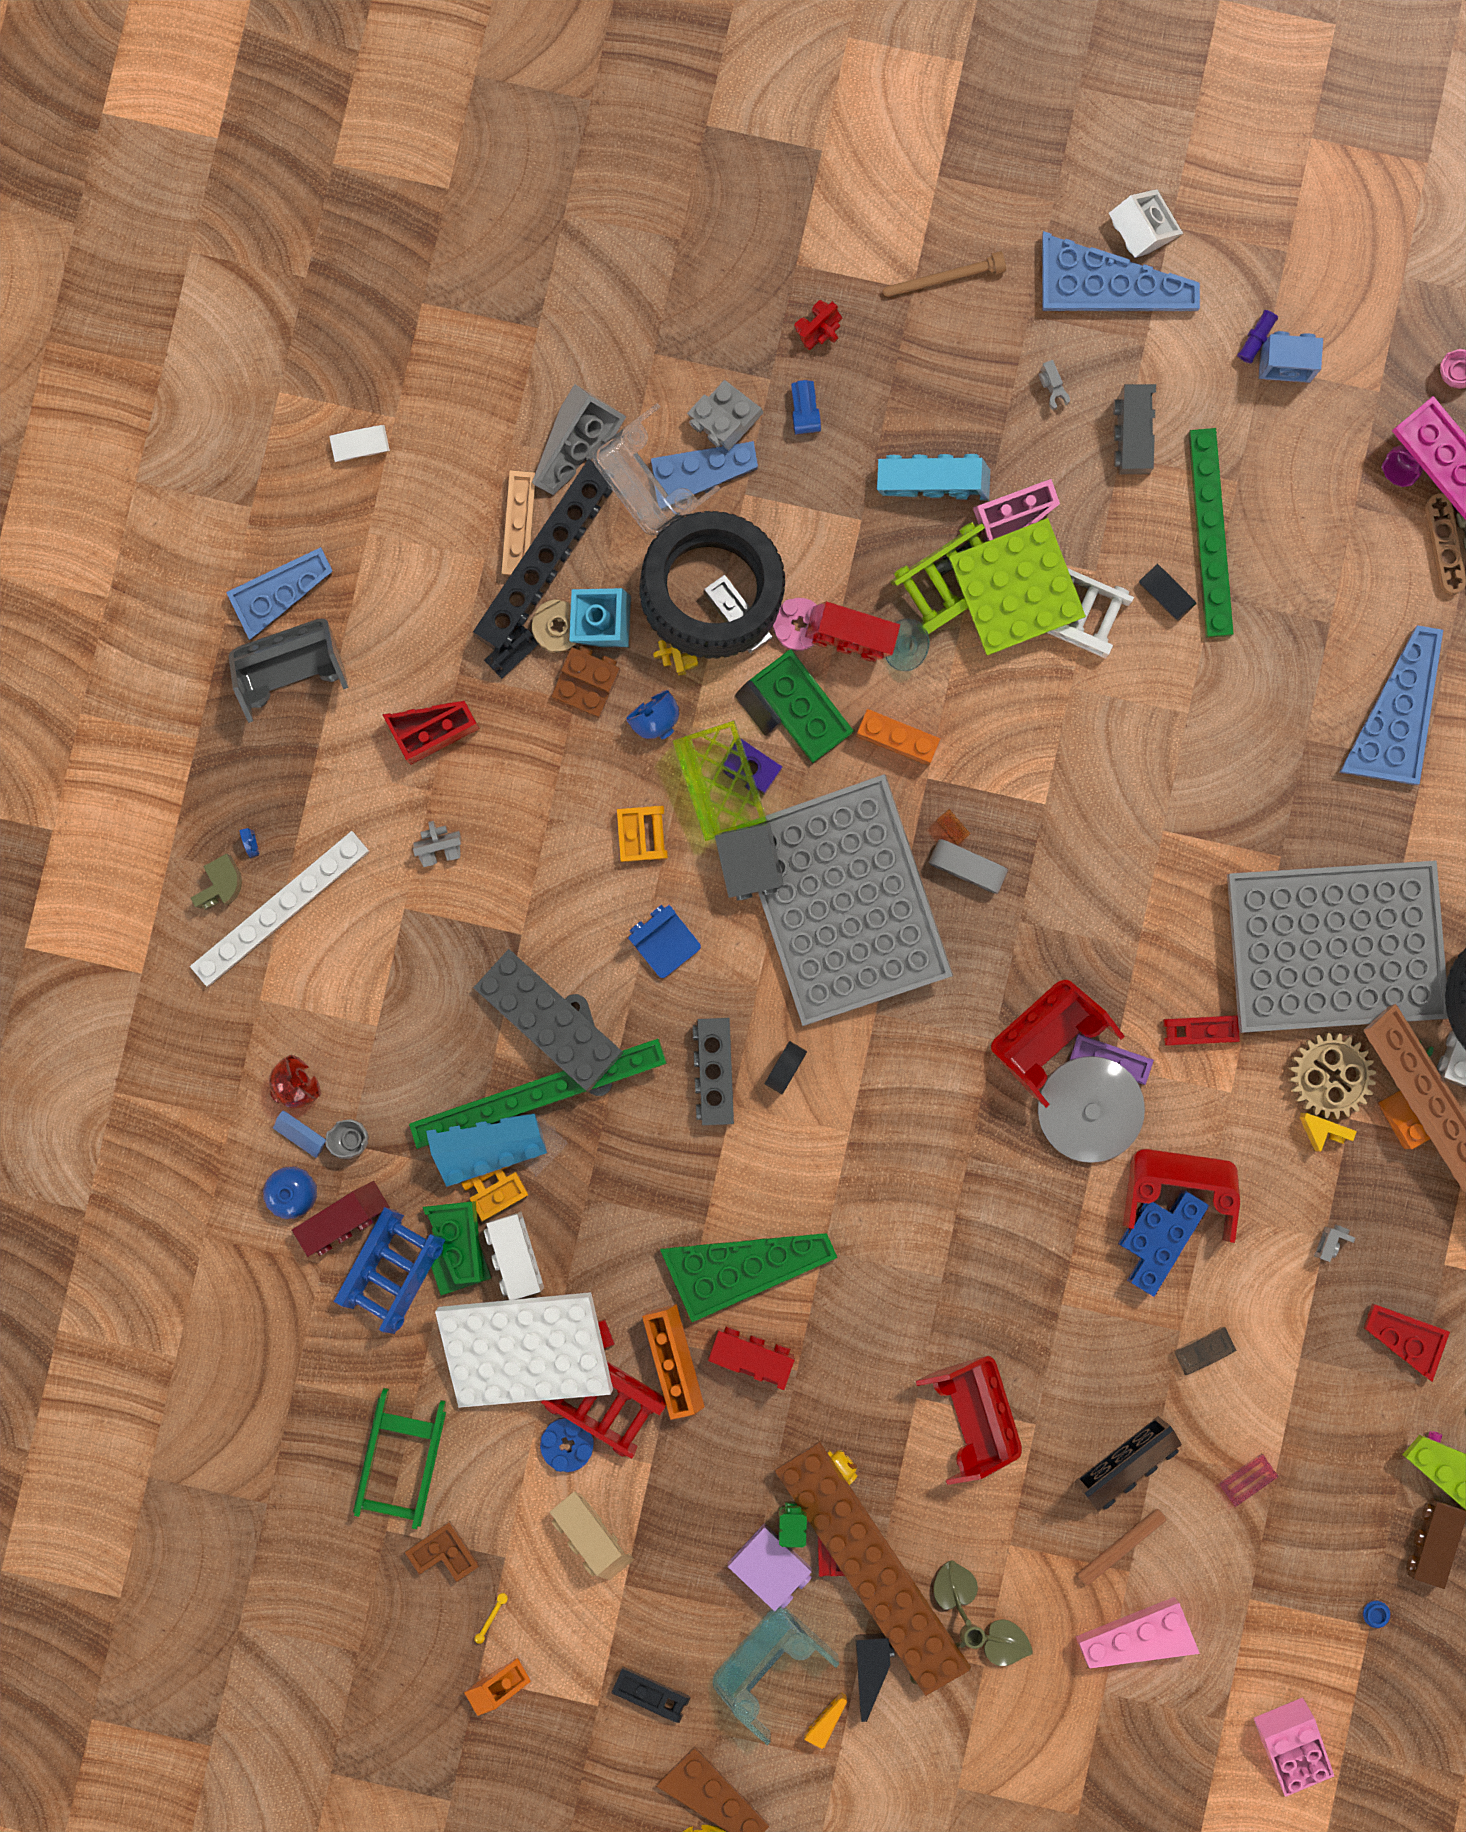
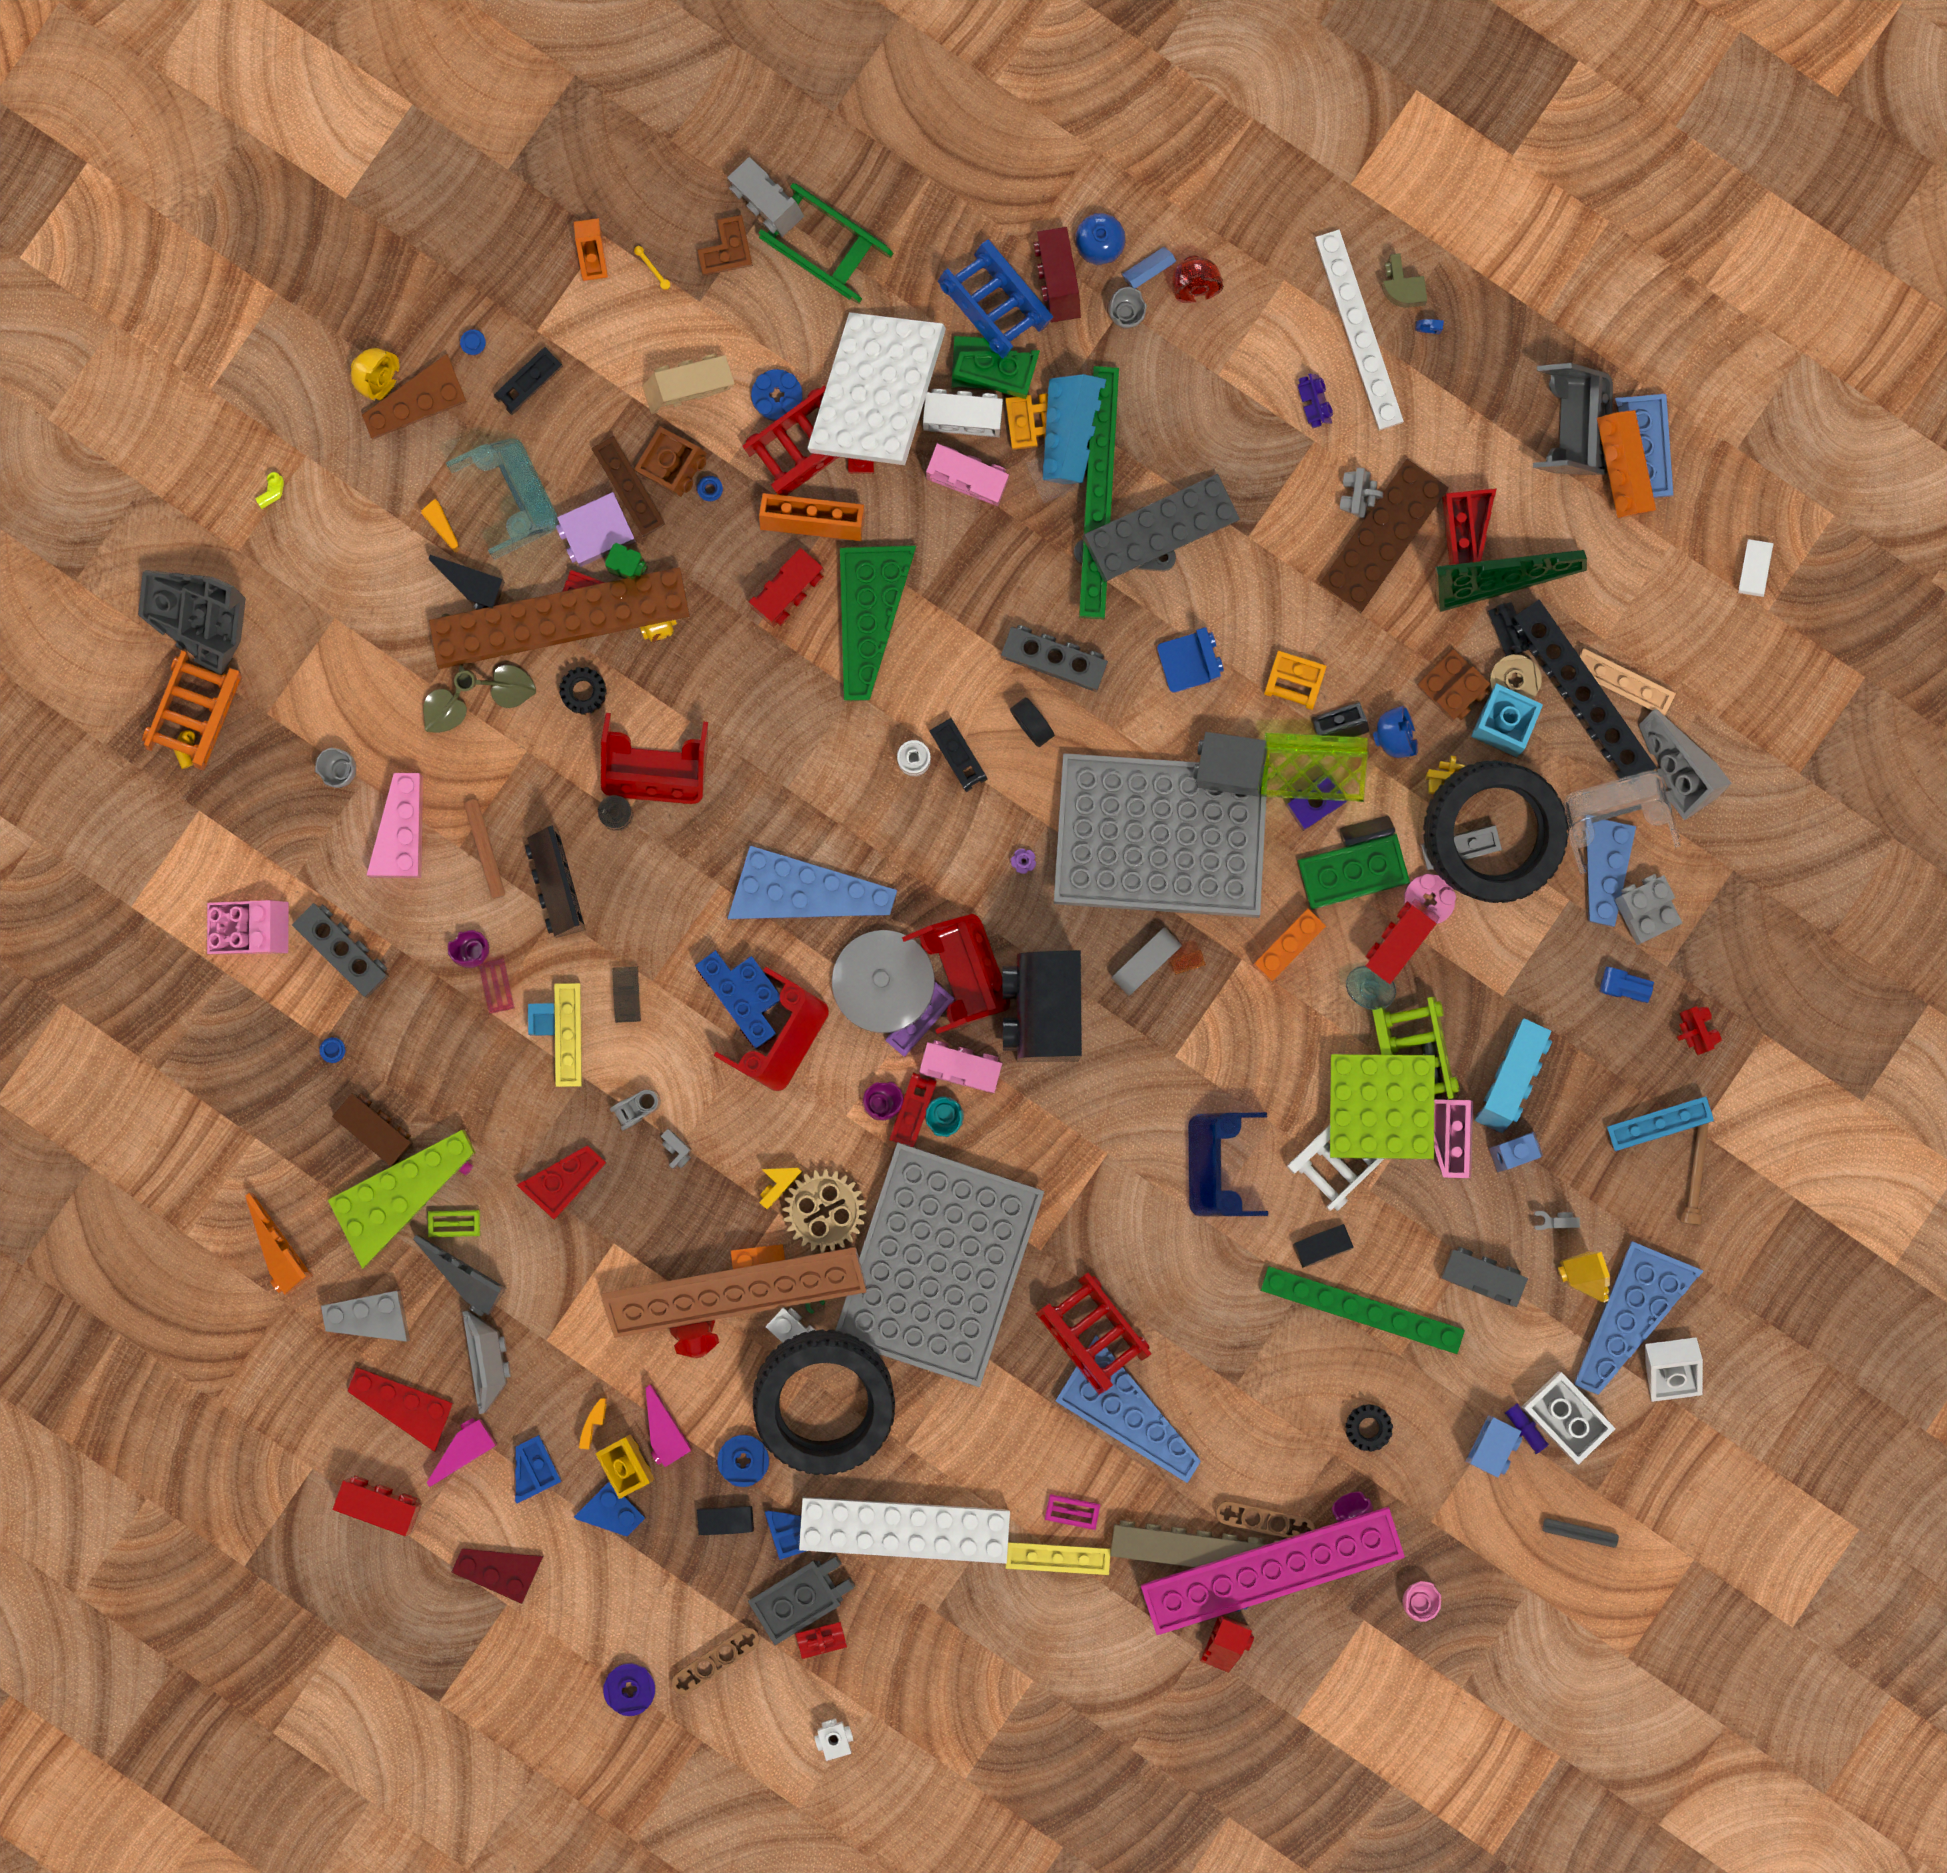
camera: 110 degrees right, 0 degrees up
(309, 602) = (1626, 464): none -> orange brick
(356, 928) = (1314, 390): none -> dark purple hinge
(379, 1537) = (765, 197): none -> light grey wedge
(469, 805) = (1384, 536): none -> reddish brown plate
(476, 694) = (1482, 580): none -> dark green wing
(571, 1227) = (967, 474): none -> bright pink wedge
(634, 1765) = (473, 342): none -> blue plate
(665, 774) = (1343, 722): none -> black slope
(674, 1521) = (671, 462): none -> dark orange plate
(680, 1480) = (710, 480): none -> blue plate
(714, 1553) = (628, 486): none -> reddish brown plate
(843, 1127) = (957, 754): none -> black plate
(866, 1167) = (914, 758): none -> white wheel
(914, 1027) = (1023, 867): none -> medium lavender plate
(922, 324) = (1660, 1123): none -> dark azure plate
(930, 1531) = (572, 679): none -> black tyre
(1005, 447) = (1516, 1152): none -> medium blue torso
(1037, 1234) = (795, 889): none -> medium blue wing
(1037, 1434) = (615, 813): none -> clear smoke wheel
(1060, 938) = (1047, 1006): none -> black brick
(1092, 335) = (1587, 1274): none -> yellow wedge
(1105, 1726) = (336, 767): none -> light grey hair
(1112, 743) = (1205, 1164): none -> clear blue windscreen
(1142, 1001) = (961, 1066): none -> bright pink wedge
(1195, 997) = (944, 1116): none -> teal hair
(1205, 1063) = (882, 1100): none -> magenta hair
(1226, 1522) = (469, 949): none -> magenta hair
(1233, 300) = (1568, 1418): none -> white brick
(1262, 1423) = (541, 1019): none -> dark azure panel
(1267, 1391) = (568, 1035): none -> light yellow plate
(1271, 1688) = (308, 927): none -> dark grey brick
(1312, 1299) = (634, 1109): none -> light grey piece
(1330, 471) = (1383, 1435): none -> black tyre
(1332, 249) = (1580, 1533): none -> dark grey axle
(1357, 794) = (1068, 1336): none -> red fence

